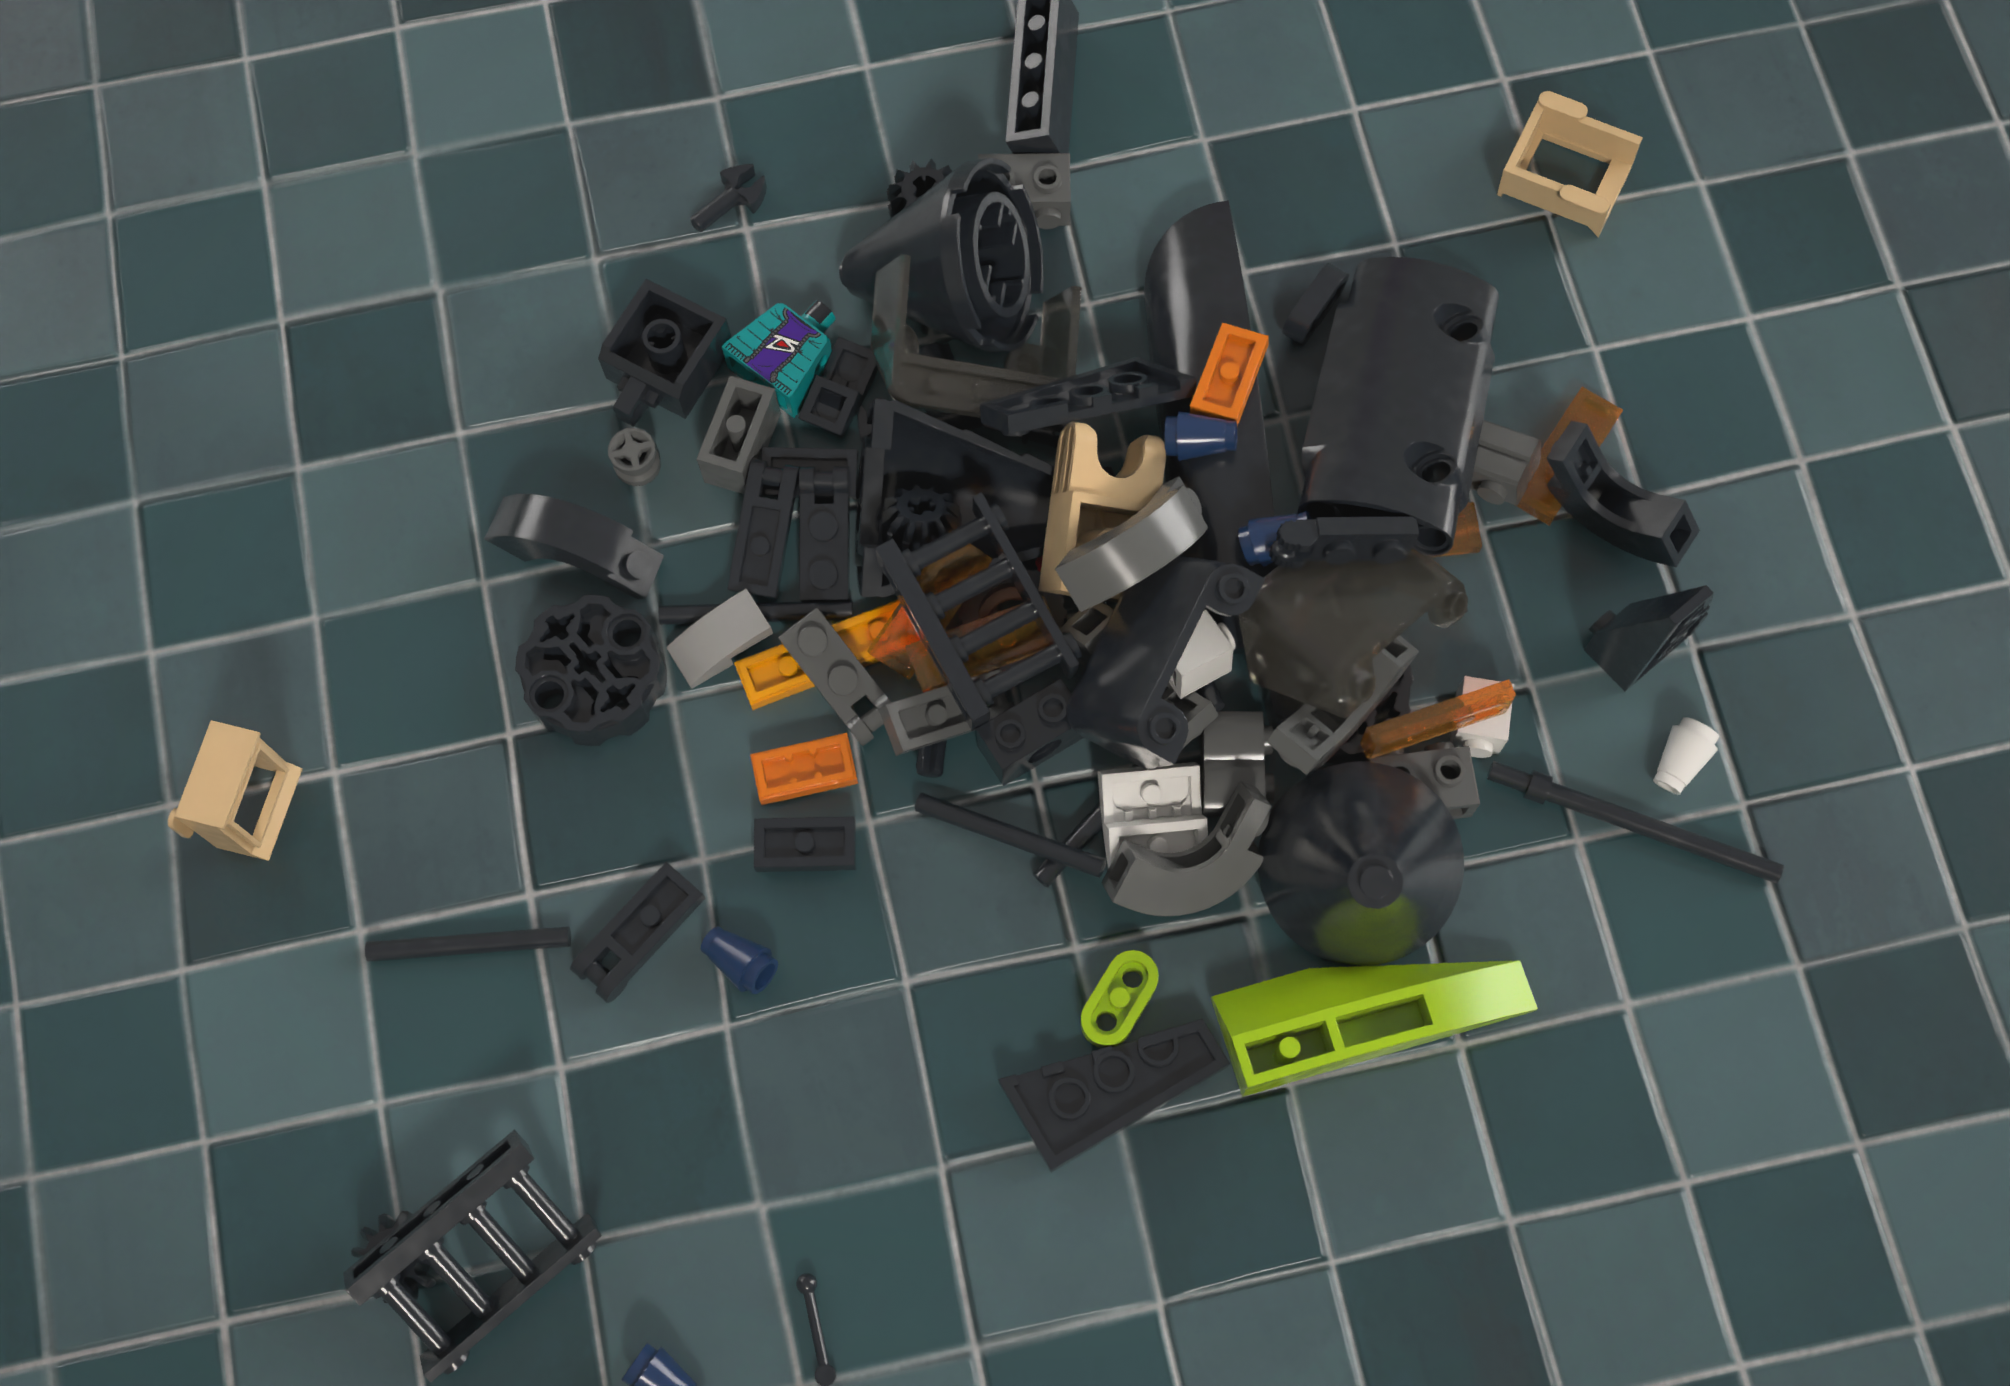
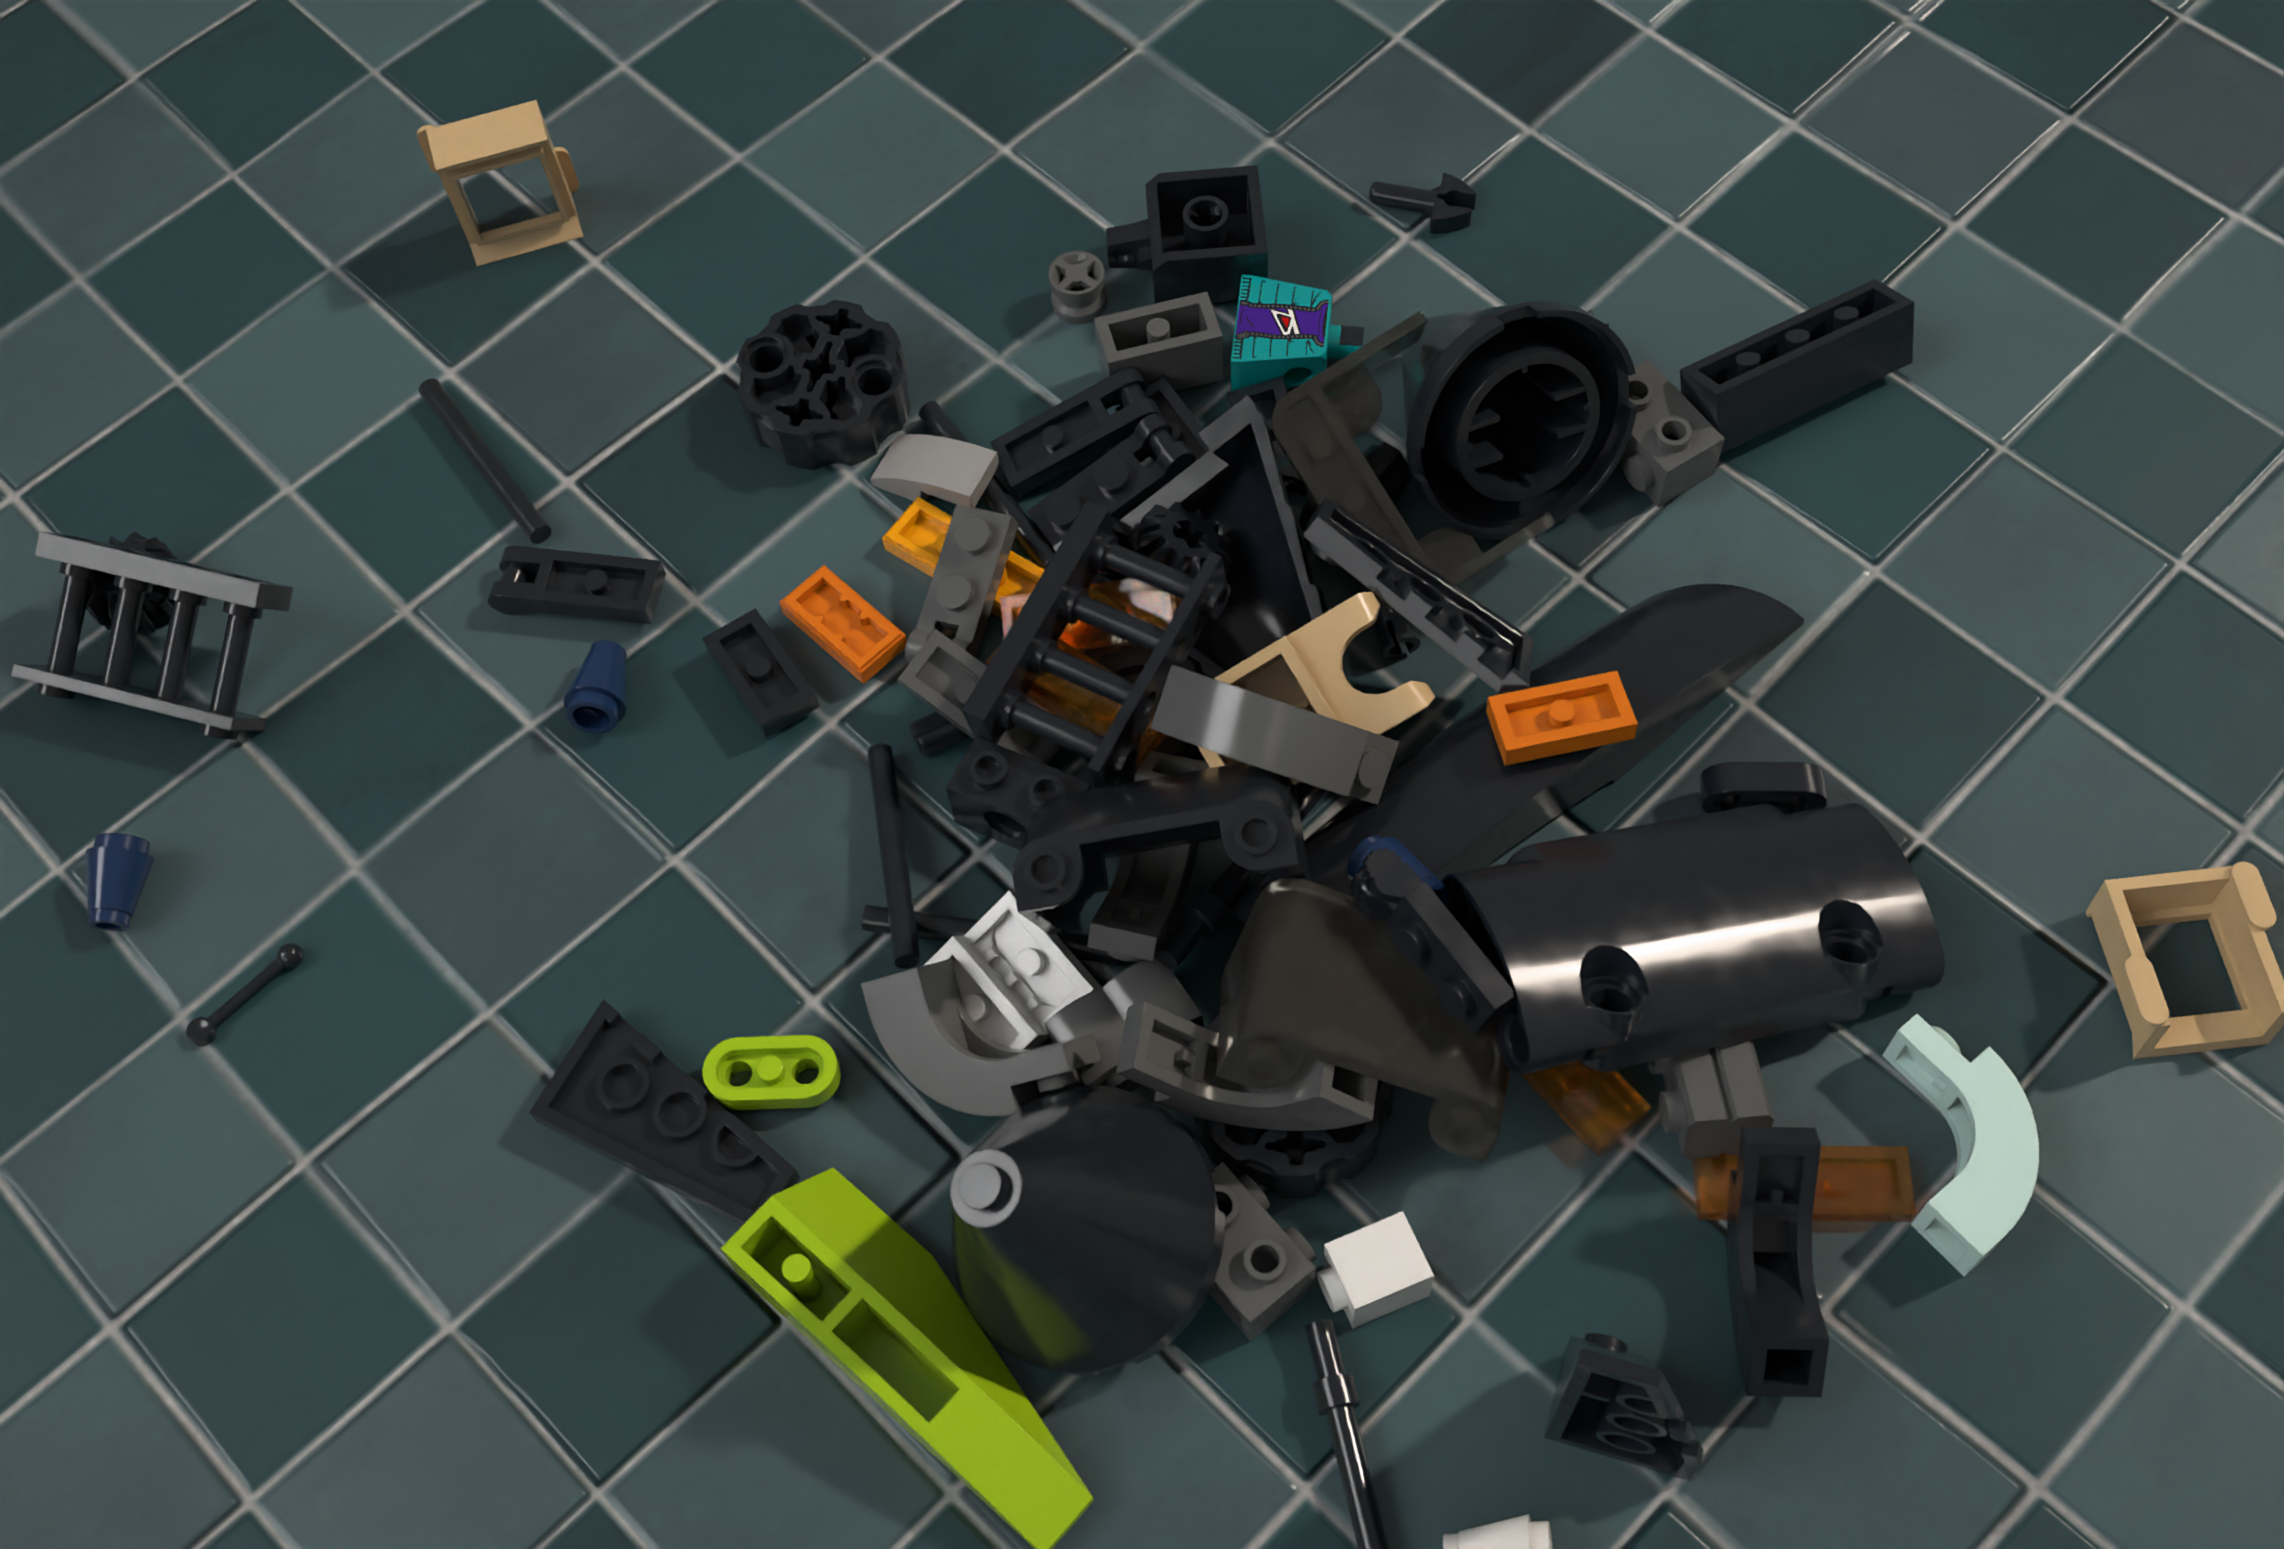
camera: 60 degrees right, 10 degrees down
(565, 532) = (945, 296): black arch -> none
(1198, 435) = (1459, 728): dark blue cone -> none
(1204, 658) = (1200, 887): white brick -> none
(1437, 719) = (1312, 1201): clear orange tile -> none
(1614, 343) = (1992, 1138): none -> light aqua arch

